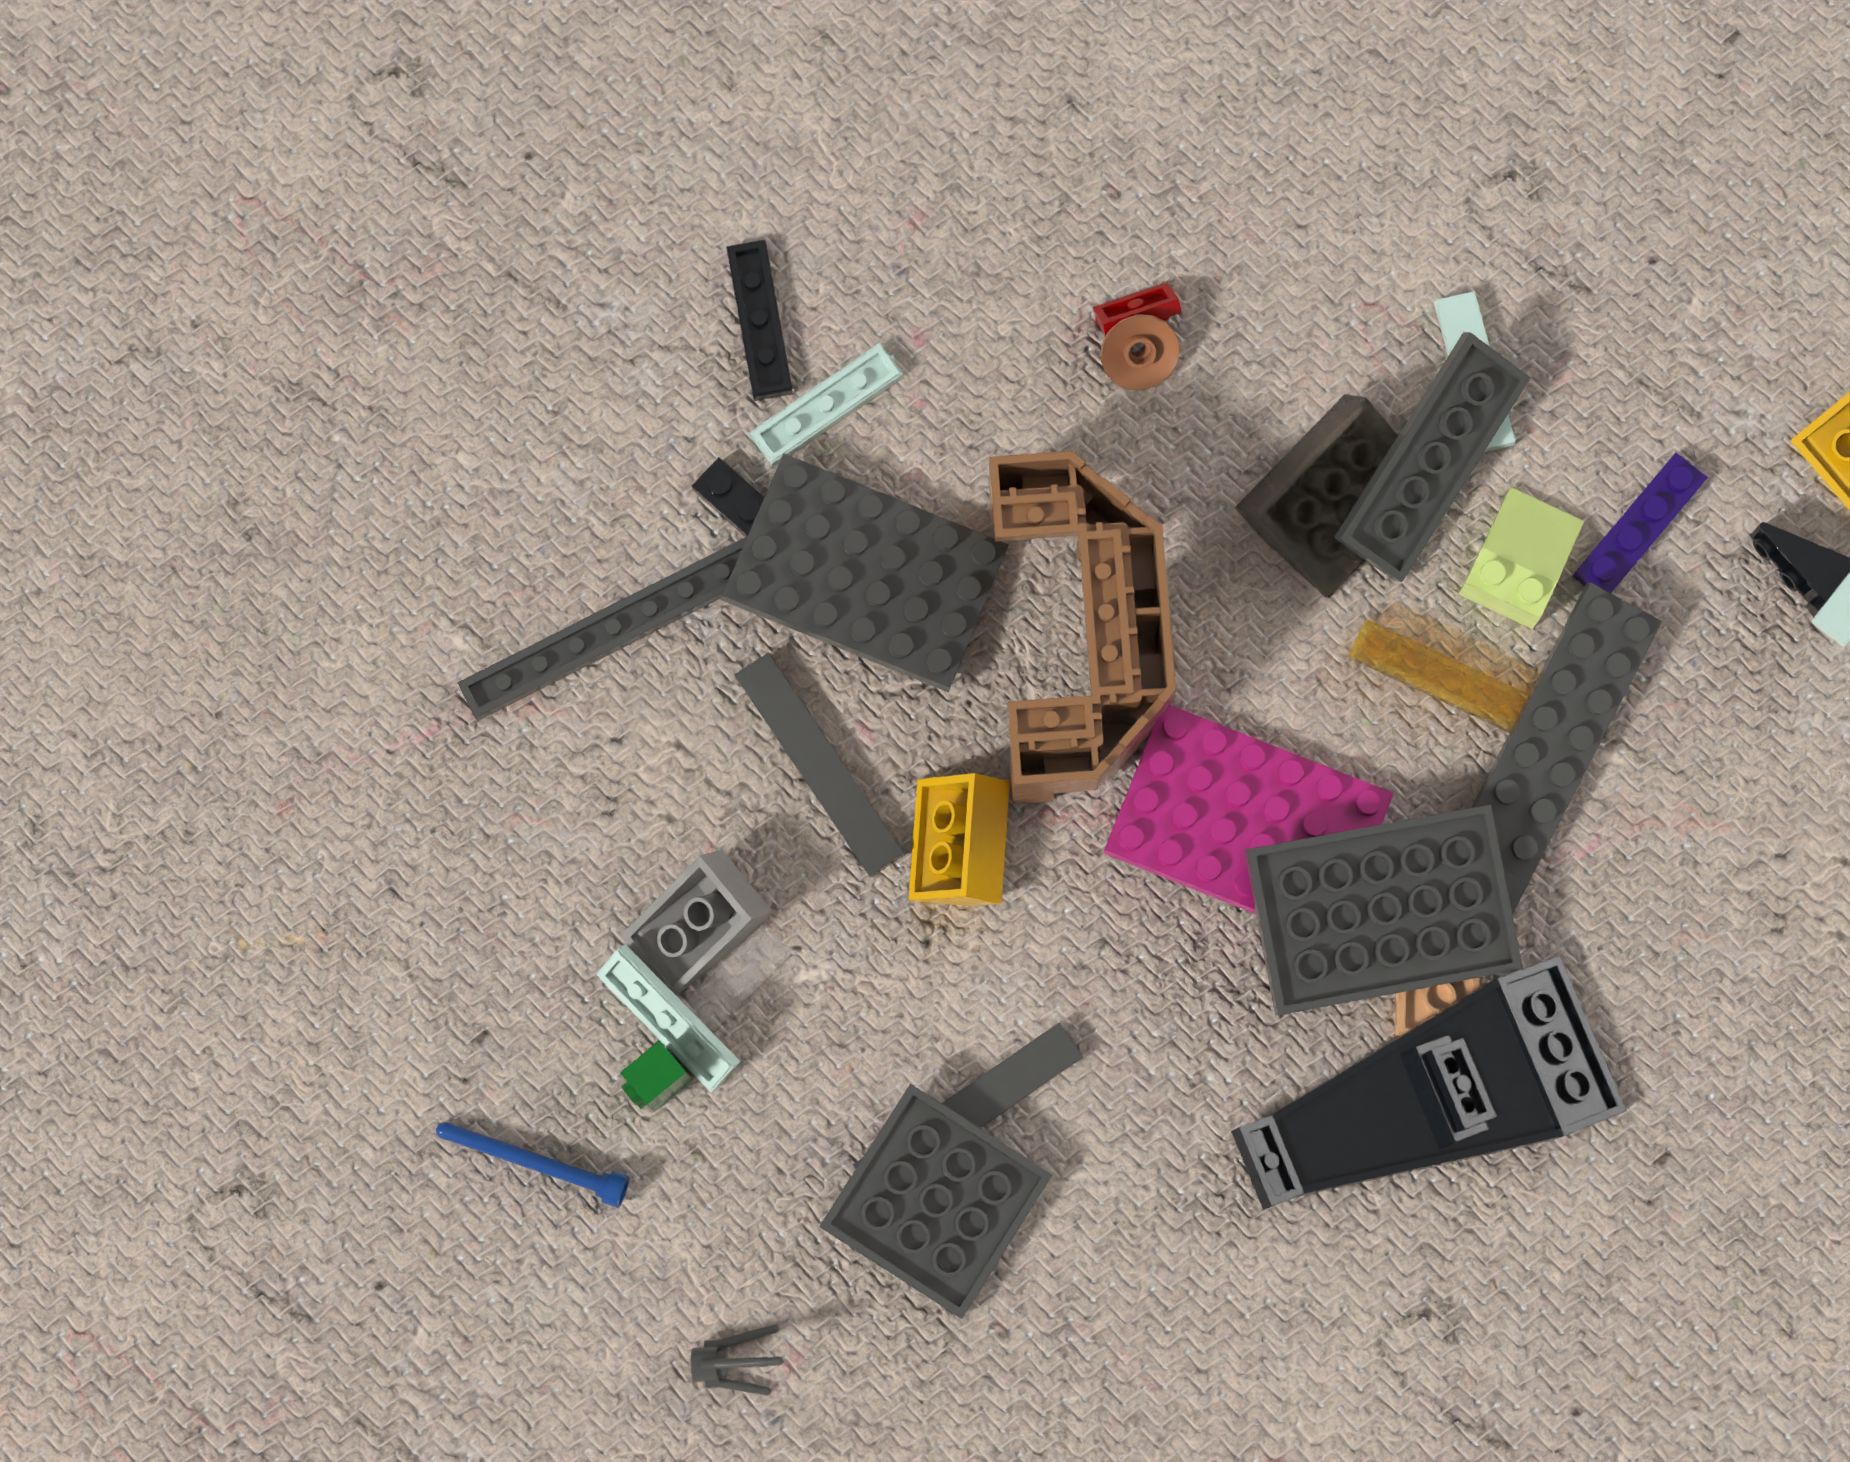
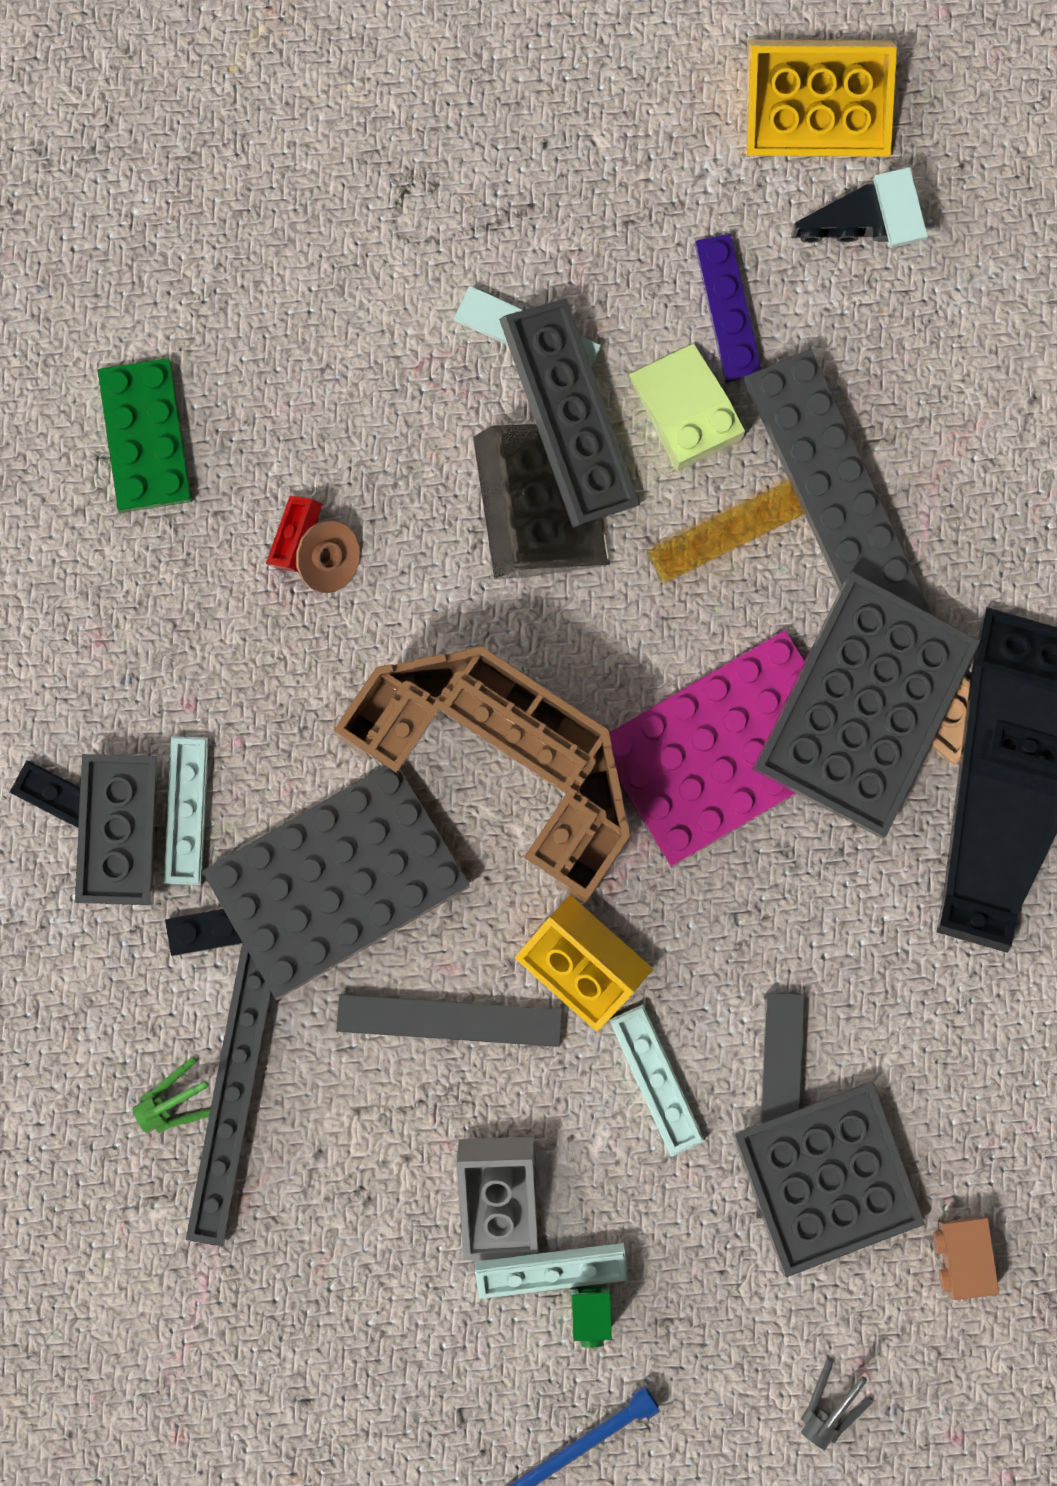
camera: 60 degrees left, 5 degrees up
(549, 573) = (153, 1112): none -> bright green plant
(763, 356) = (116, 829): none -> dark grey plate
(906, 984) = (656, 1080): none -> light aqua tile
(960, 1380) = (966, 1258): none -> nougat brick
(1120, 124) = (144, 435): none -> green plate

